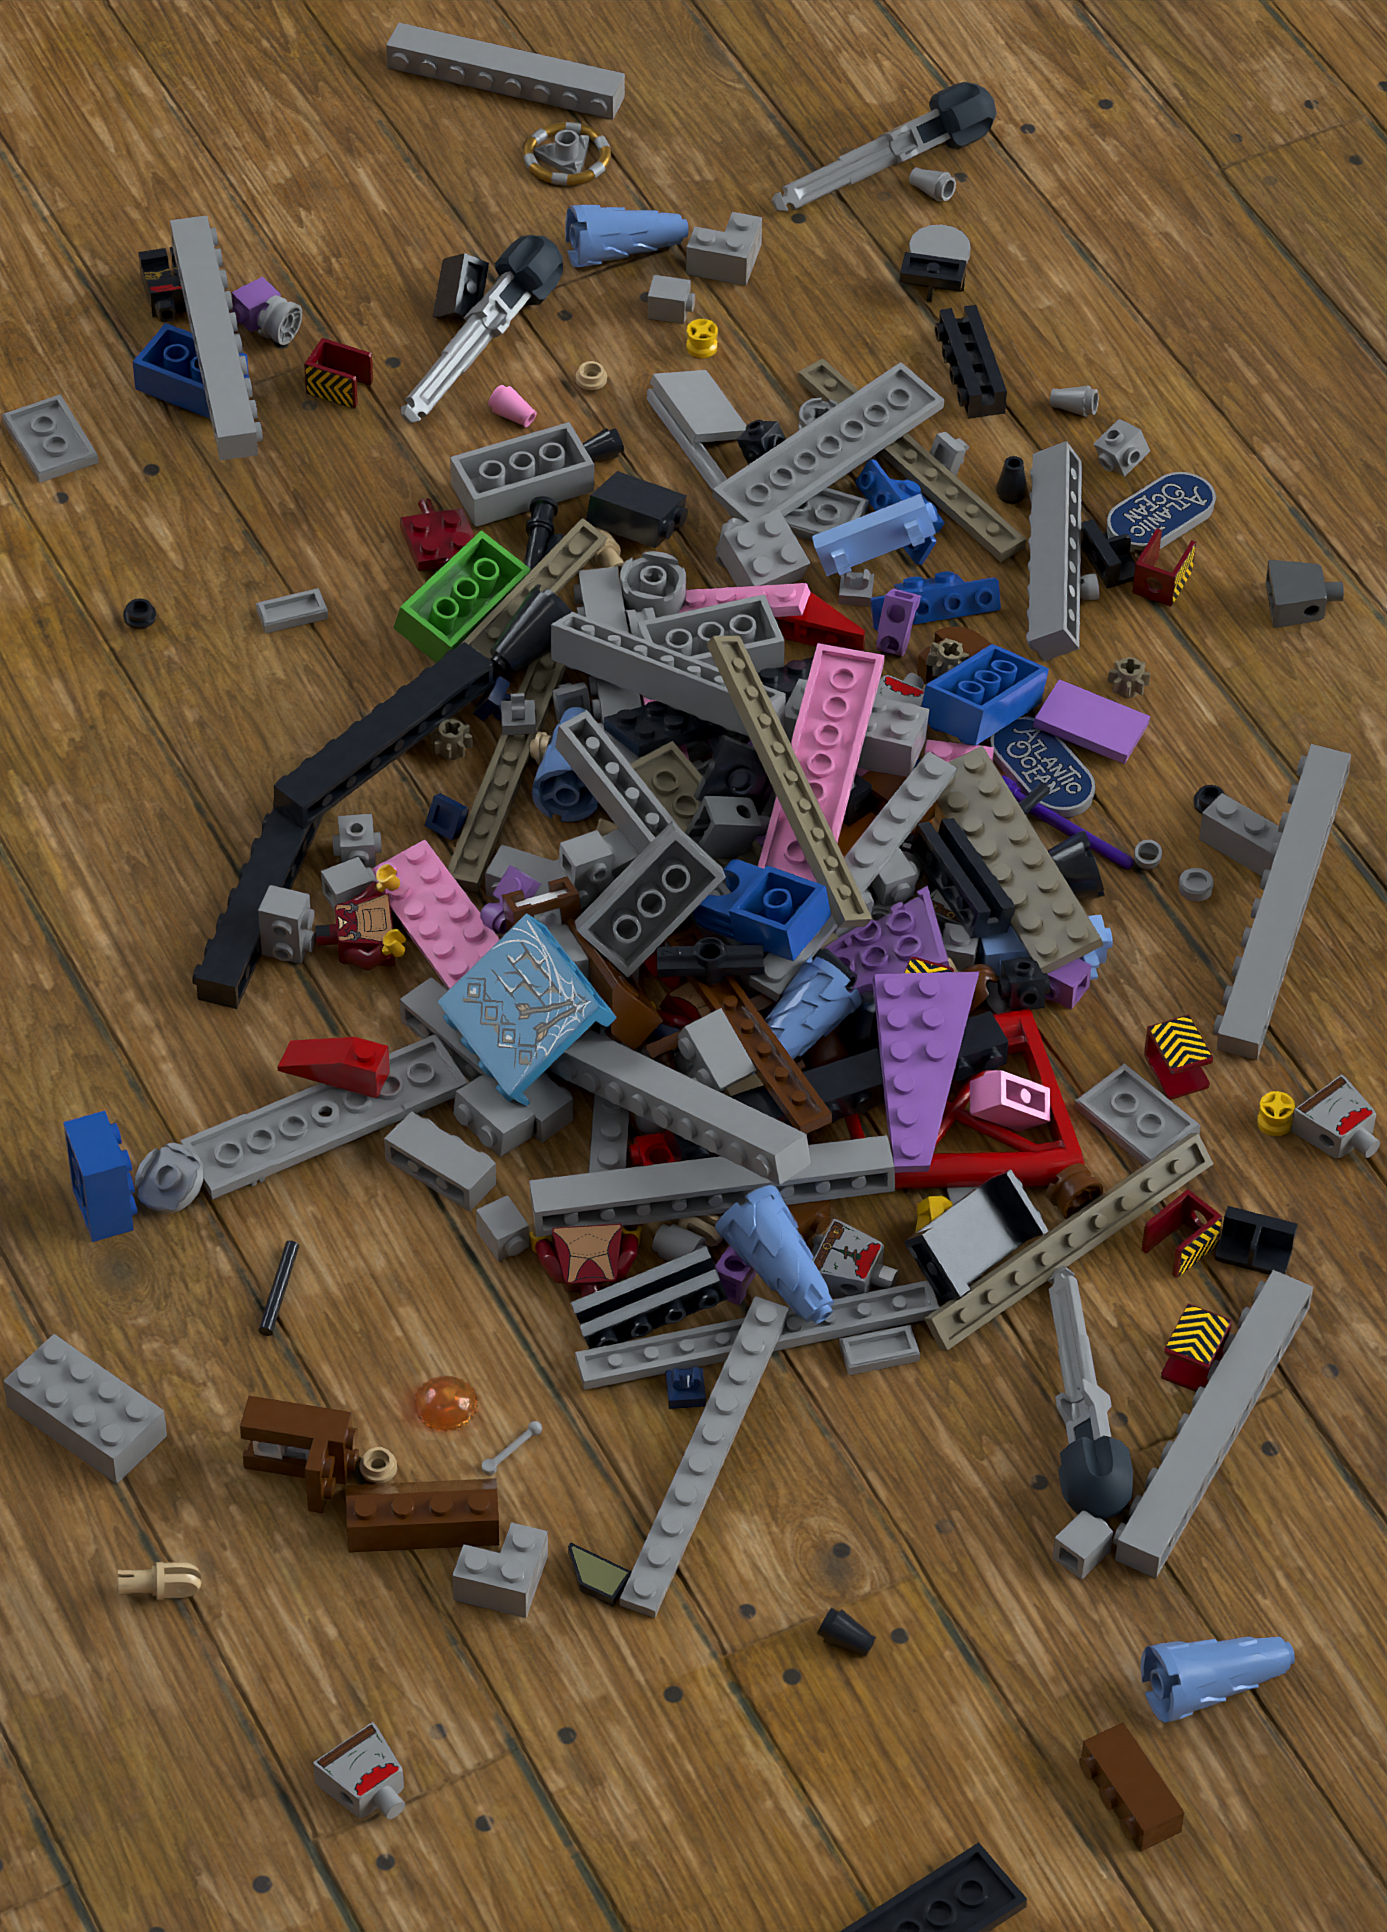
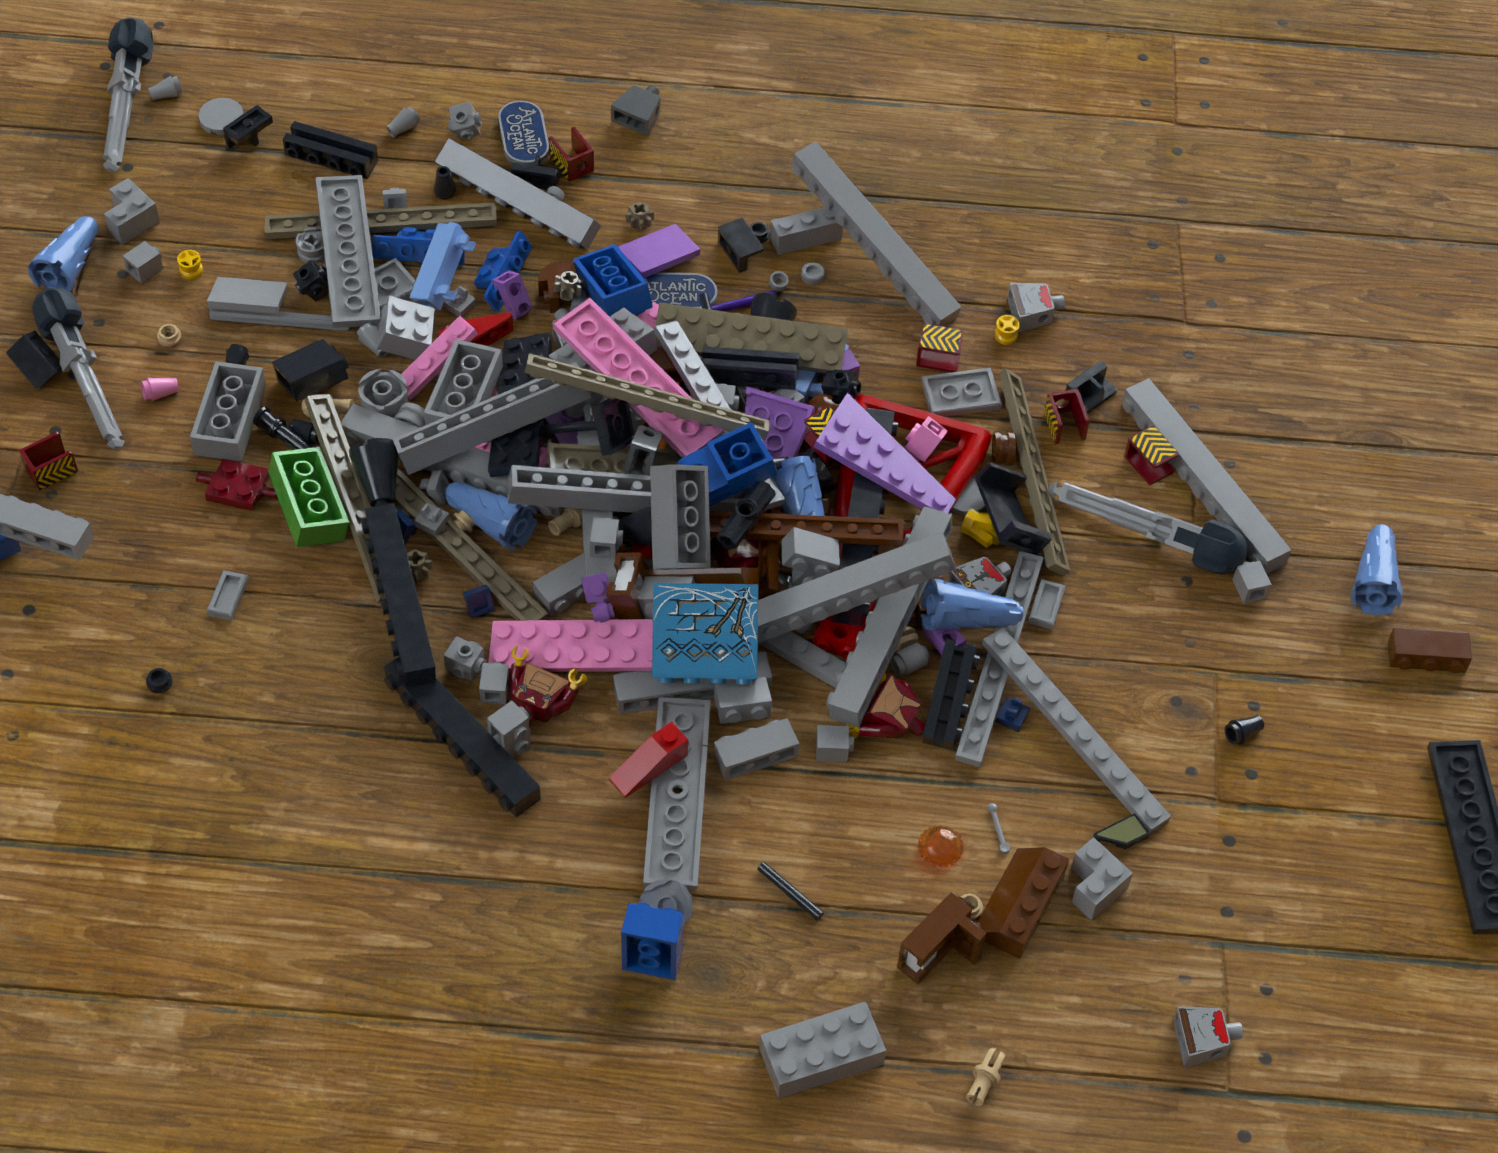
camera: 60 degrees left, 5 degrees up
(1170, 786) = (738, 243): none -> black panel

